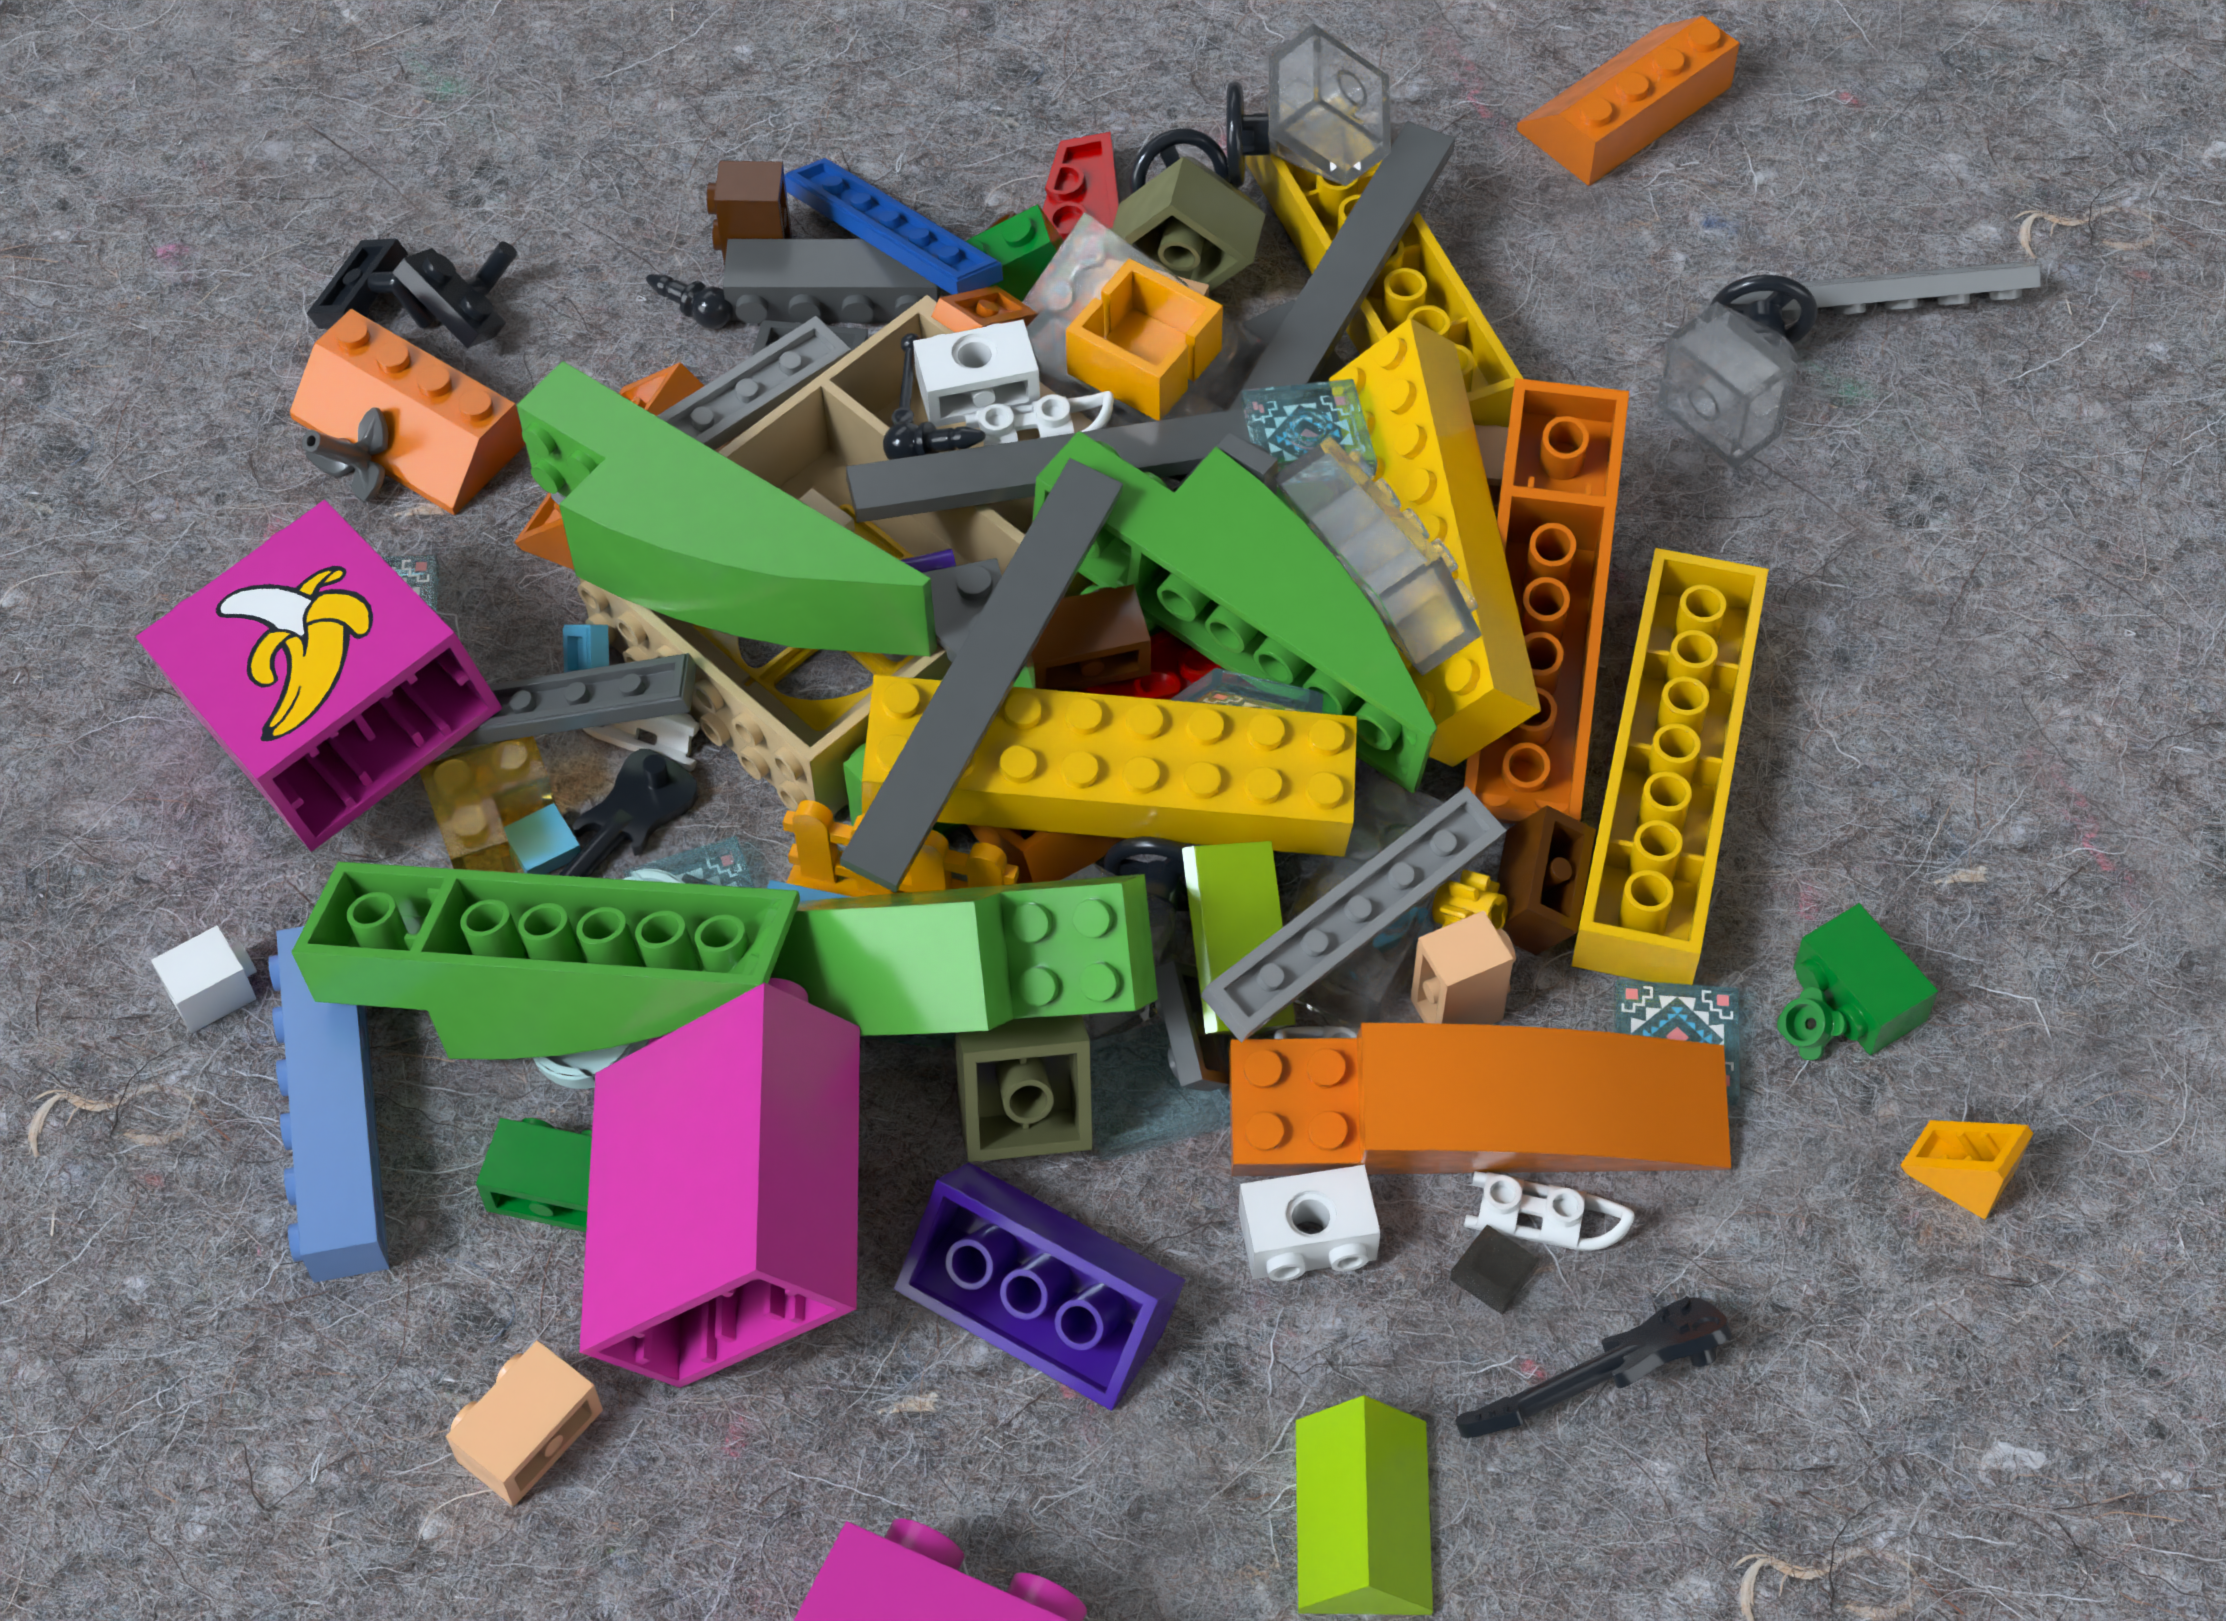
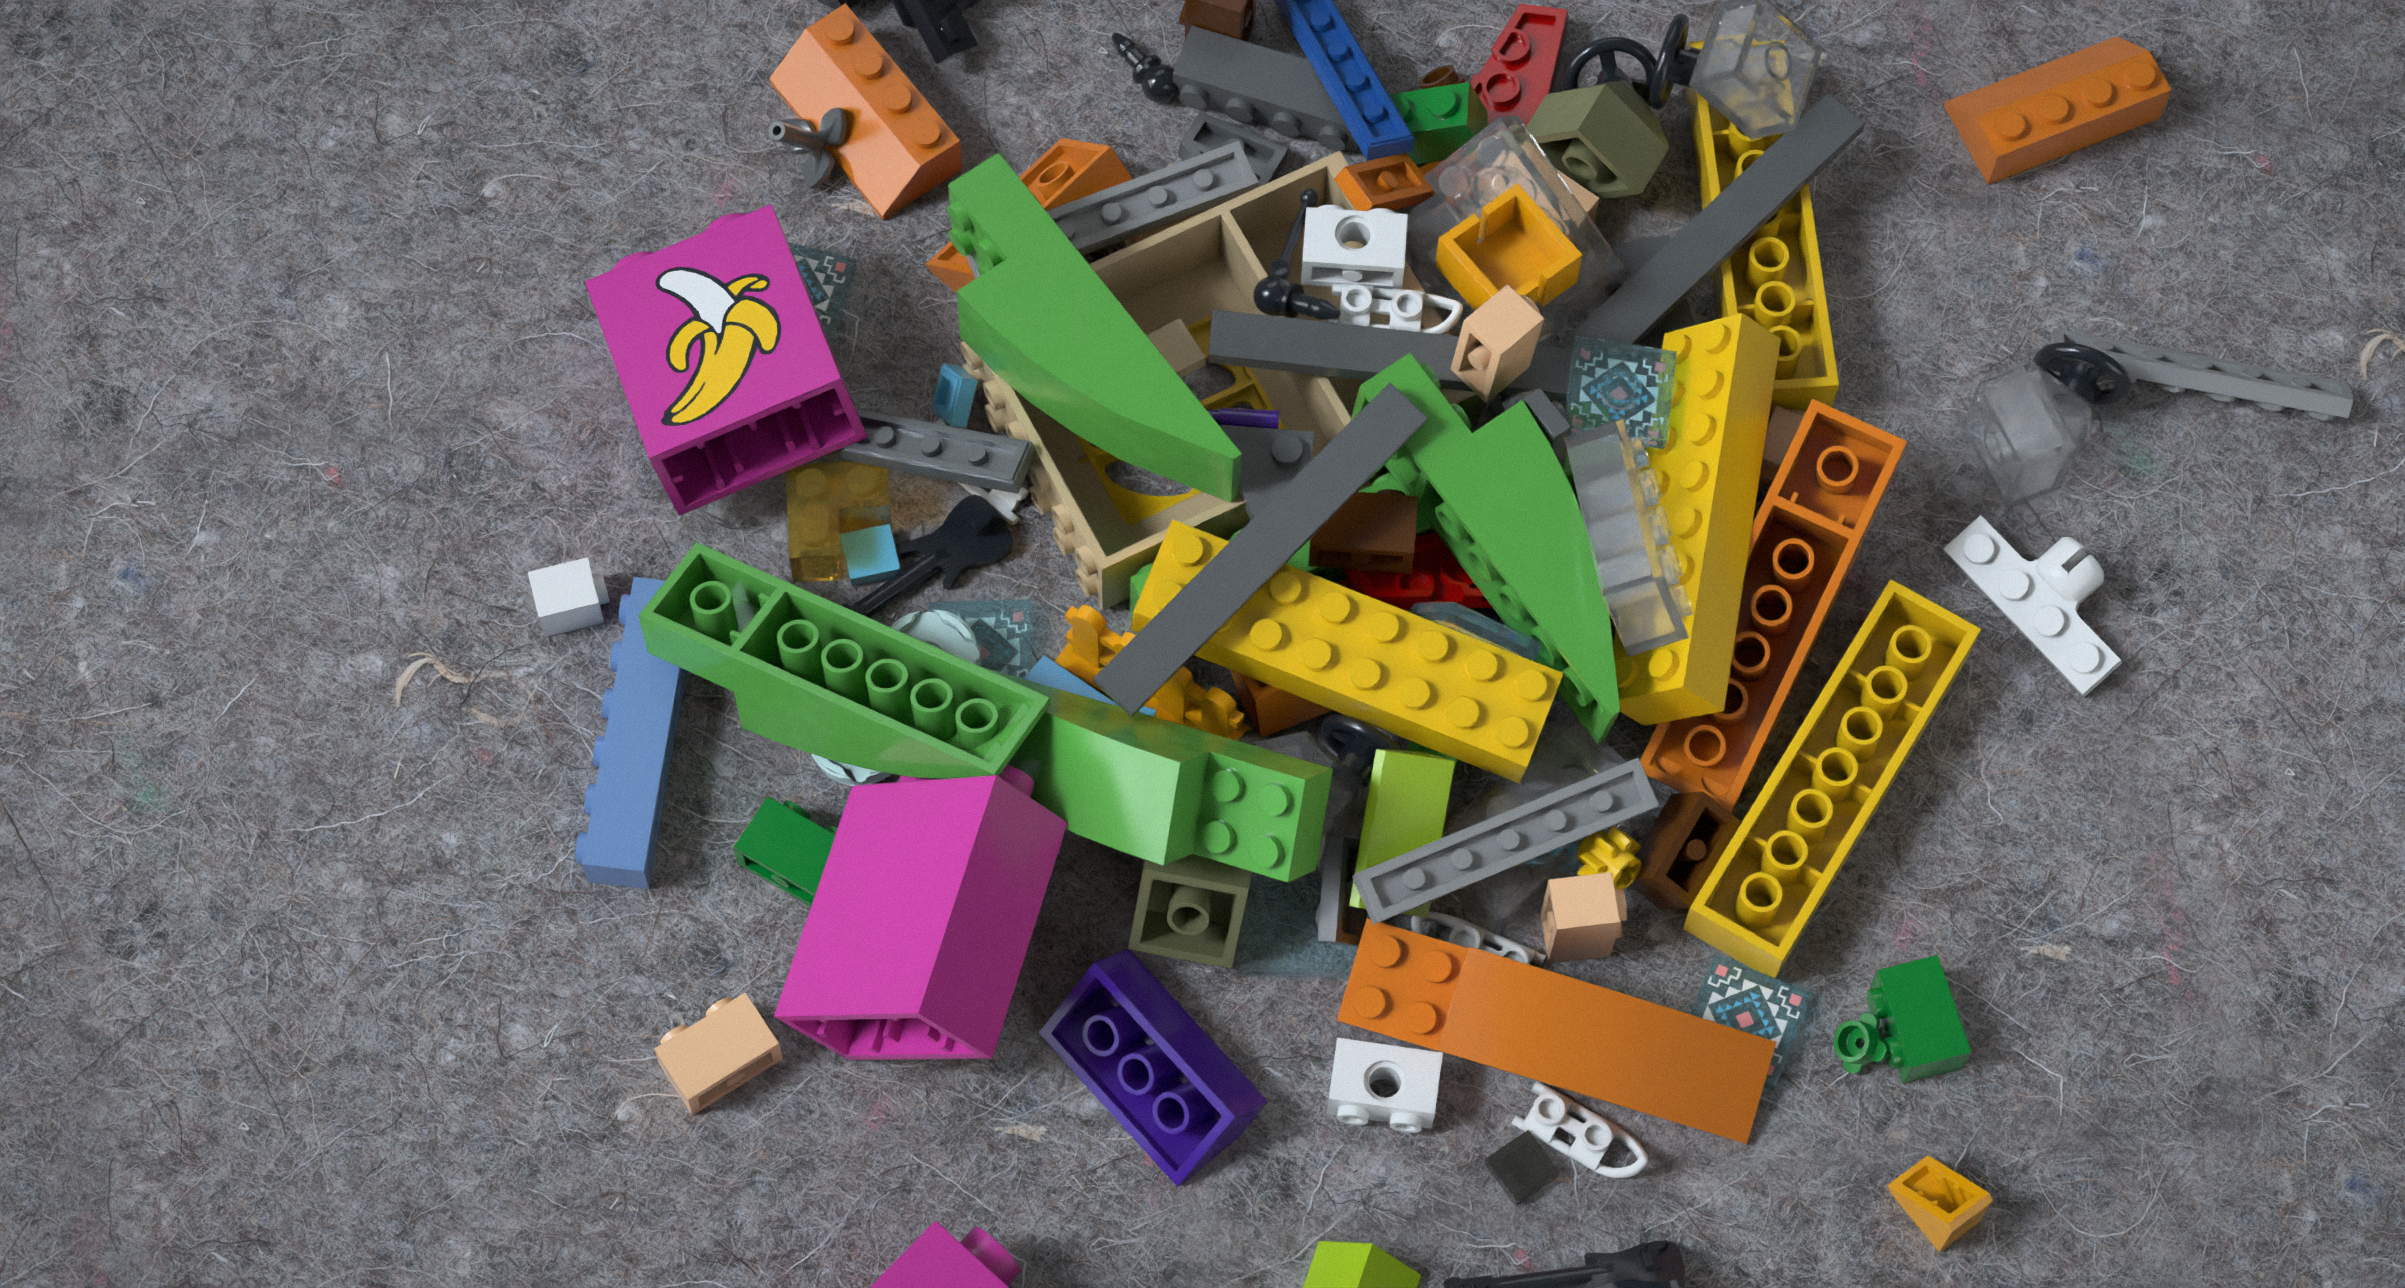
camera: 15 degrees right, 10 degrees up
(1165, 408) = (1497, 342): none -> light nougat brick
(1808, 537) = (2040, 598): none -> white plate

